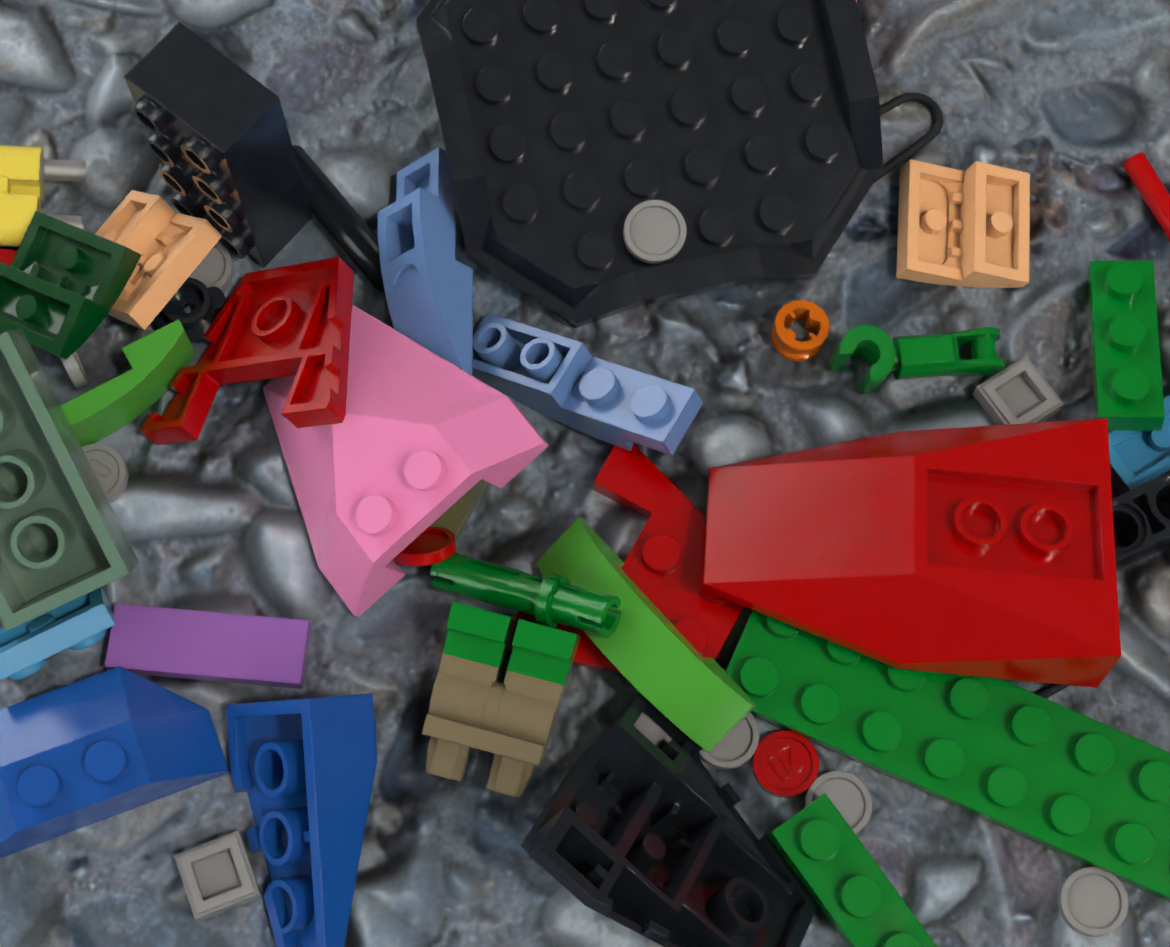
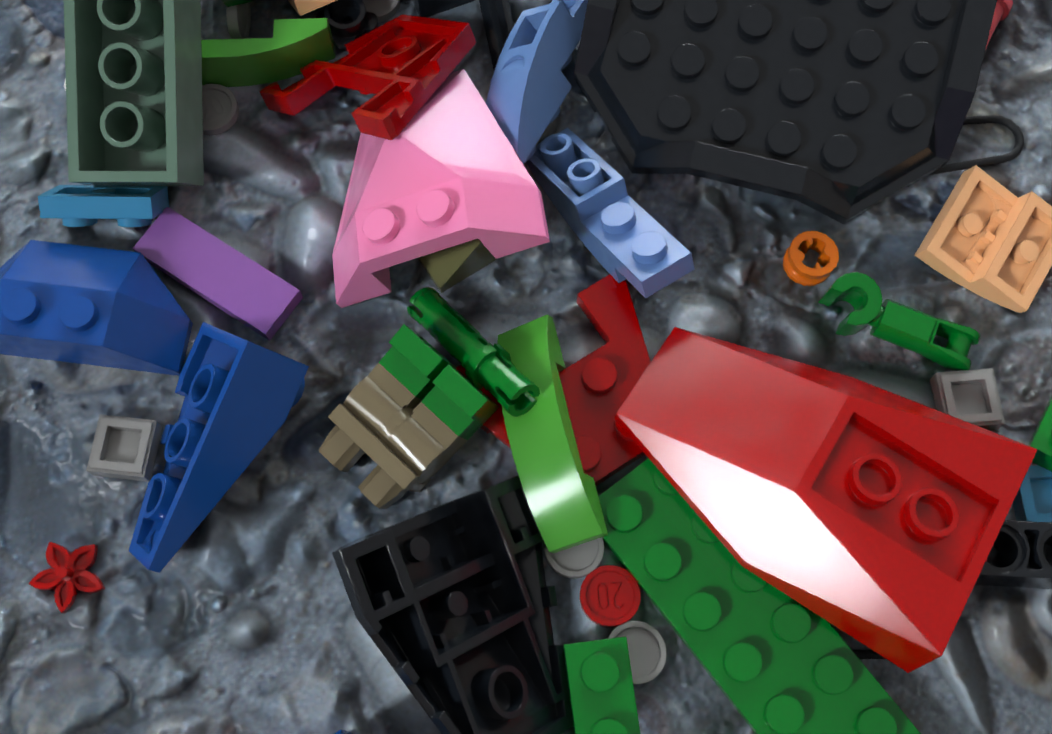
camera: 30 degrees right, 0 degrees up
(428, 548) = (416, 277): red piece -> none
(654, 231) = (728, 118): light grey piece -> none

